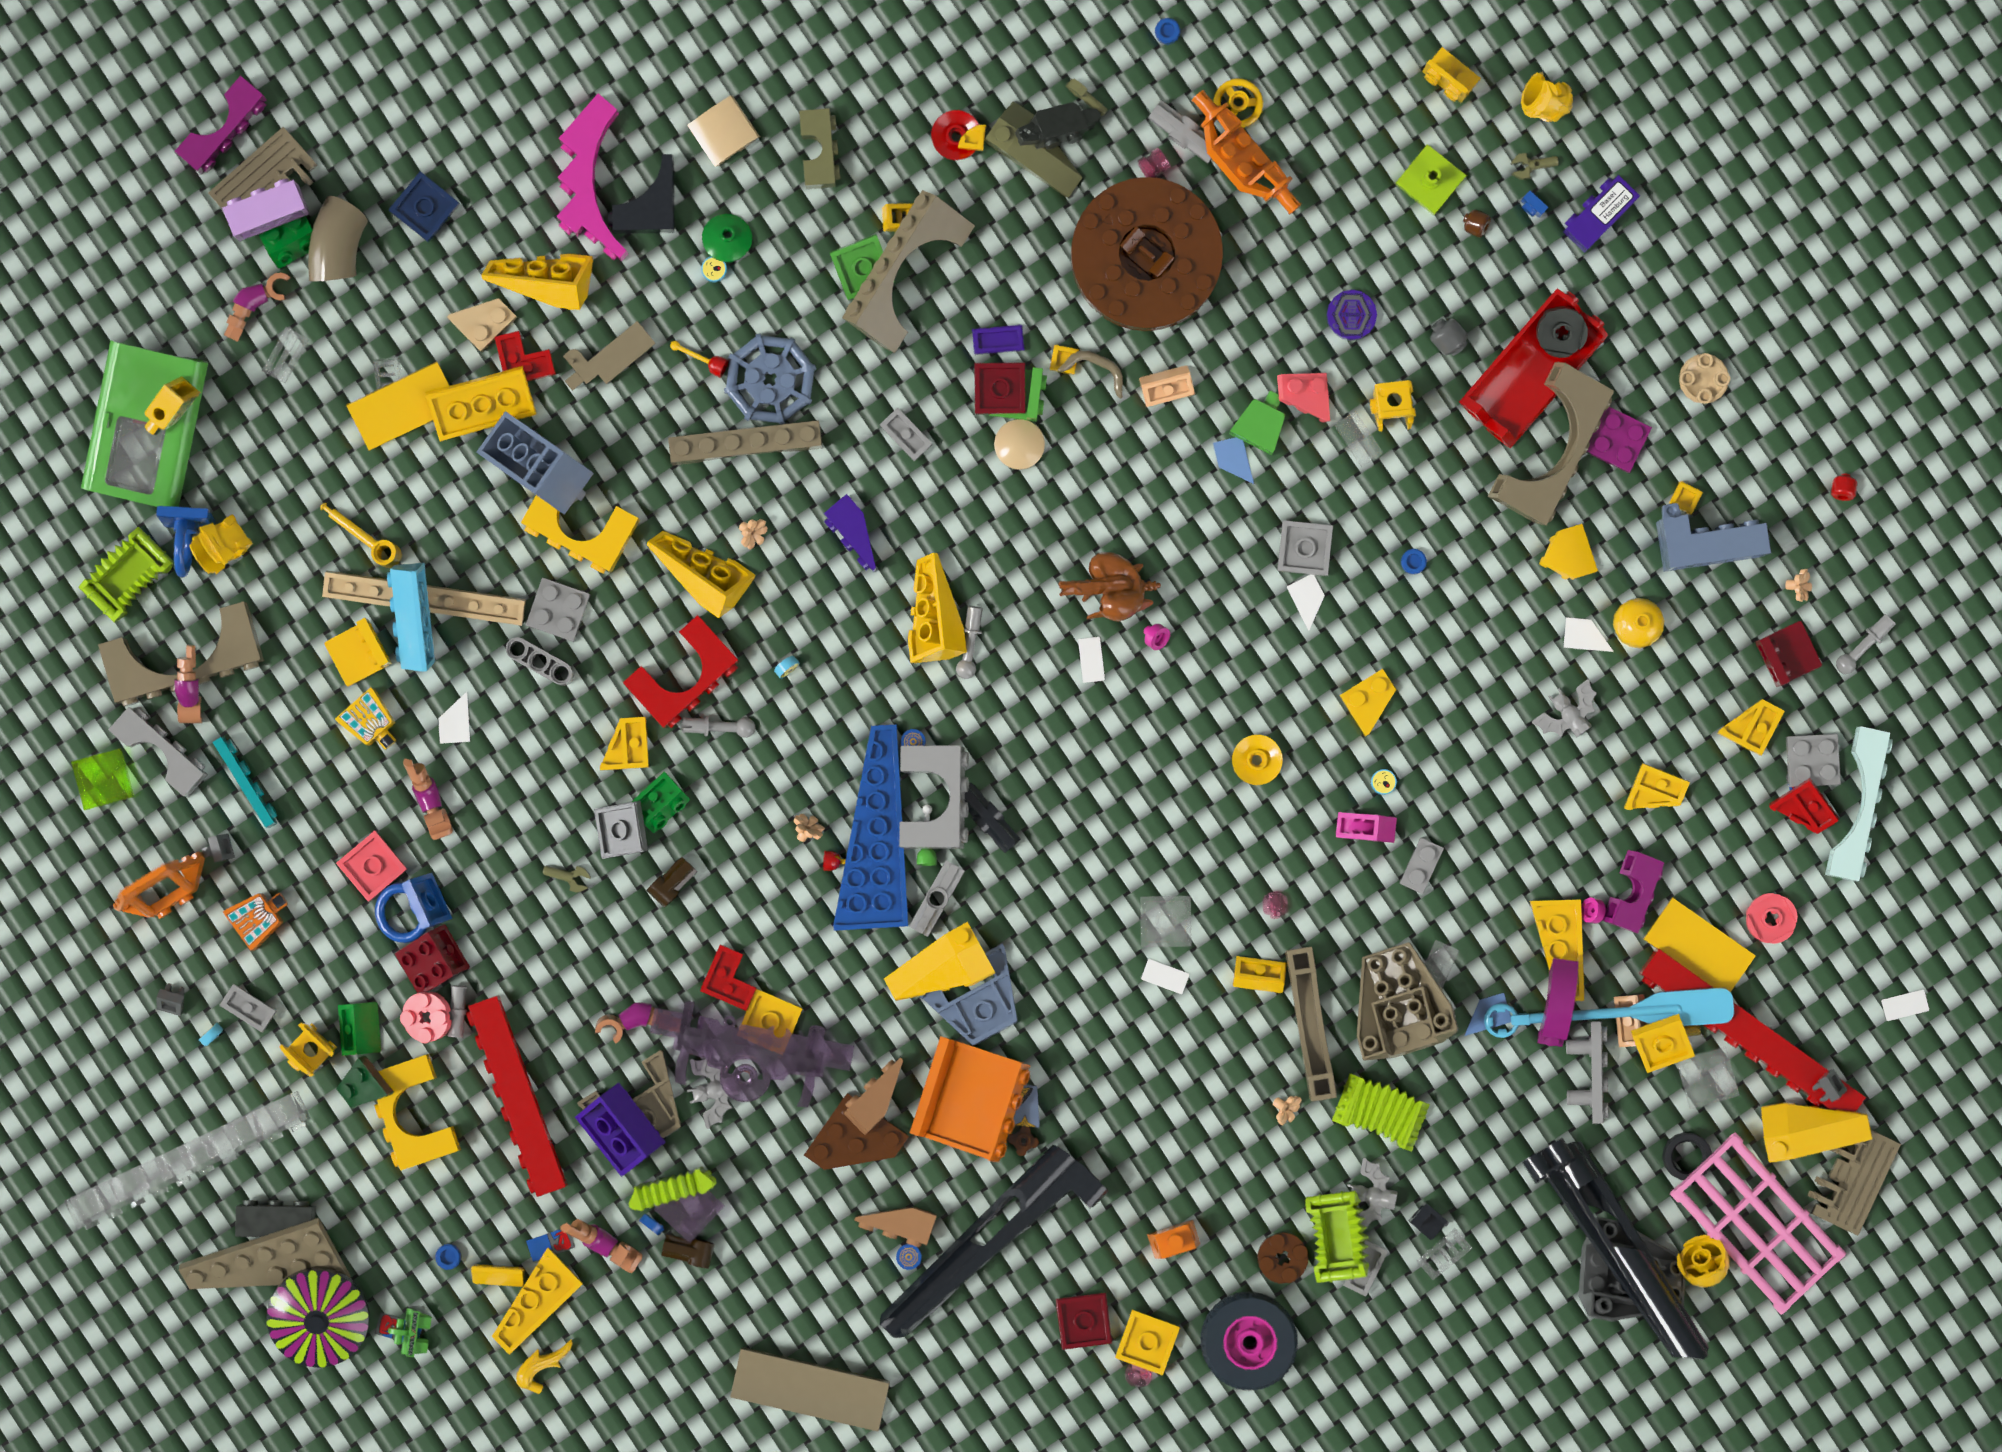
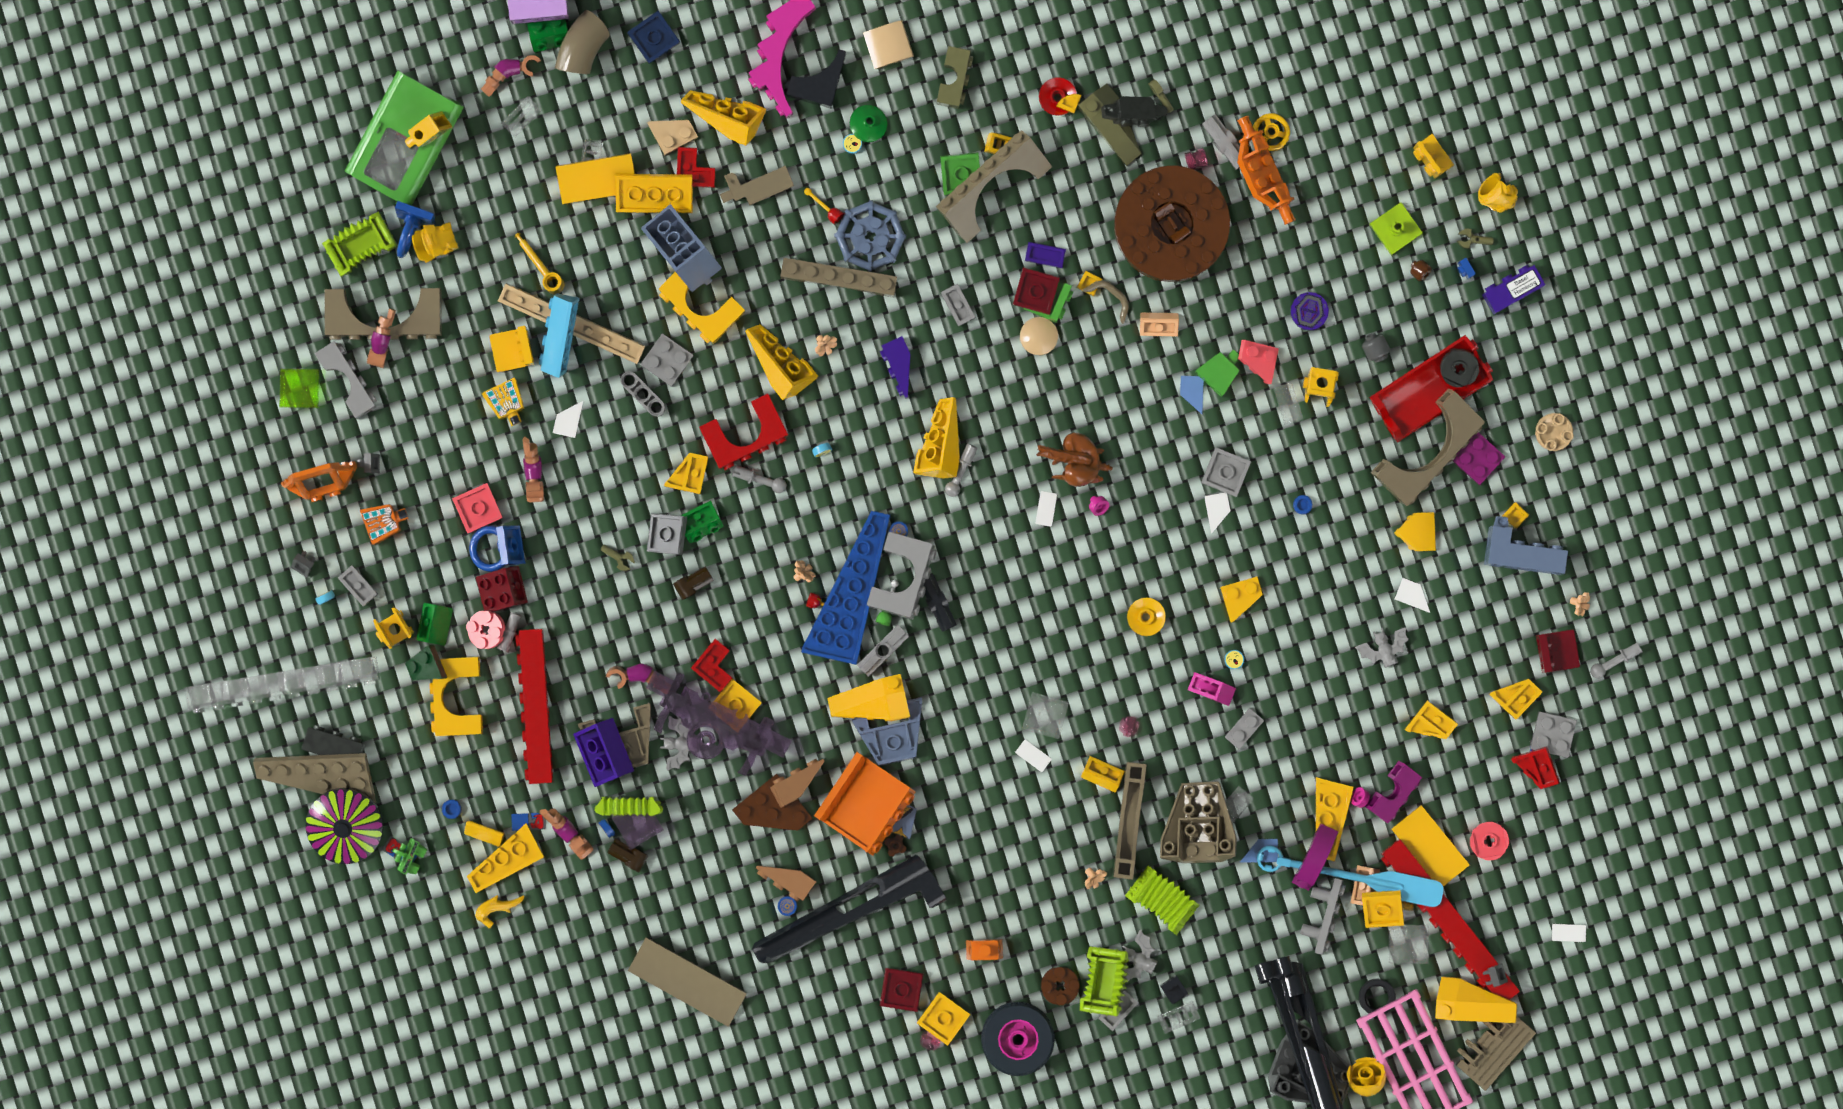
camera: 15 degrees right, 0 degrees up
(251, 790) = (401, 412): teal plate -> none
(1167, 31) = (1234, 64): blue tile -> none
(1638, 623) = (1454, 597): yellow cylinder -> none
(1844, 487) = (1633, 541): red piece -> none
(1869, 753) = (1596, 740): light aqua arch -> none

